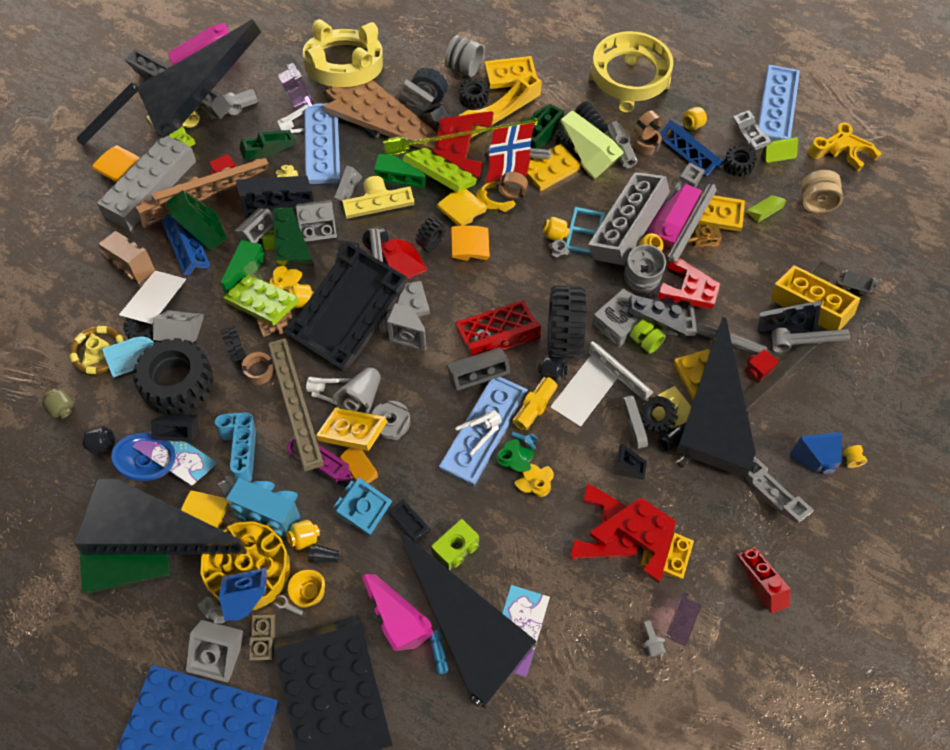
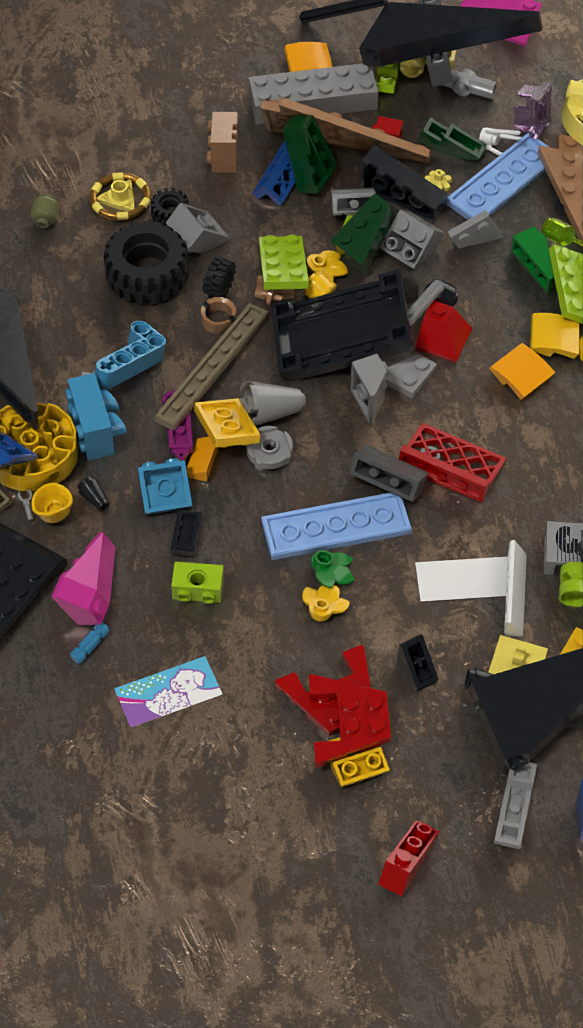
camera: 50 degrees right, 5 degrees down
(98, 440) = (41, 263): black head -> none
(124, 355) = (129, 211): medium azure window -> none
(136, 465) = (54, 301): blue dish -> none
(152, 297) = (206, 189): white sticker -> none
(175, 427) = (102, 302): black slope -> none
(189, 462) = (81, 323): sticker -> none
(206, 507) = (49, 381): yellow slope -> none
(244, 262) = (310, 223): green slope -> none
(303, 534) = (97, 464): yellow head -> none
(317, 385) = (246, 369): white plant -> none
(377, 199) = (487, 265): light yellow plate -> none
(430, 233) = (492, 331): black tyre -> none
(478, 635) = (129, 659): black slope -> none
(488, 420) = (343, 519): white plant -> none
(529, 439) = (359, 566): dark azure hand -> none
(535, 403) = (402, 544): yellow piece -> none
(553, 368) = (454, 533): black head -> none
(566, 322) = (503, 497): black tyre -> none
(634, 421) = (467, 638): light grey beam -> none
(654, 644) = (254, 803): light grey piece -> none
(670, 413) = (501, 656): black tyre -> none
(683, 620) = (300, 812): clear purple panel -> none

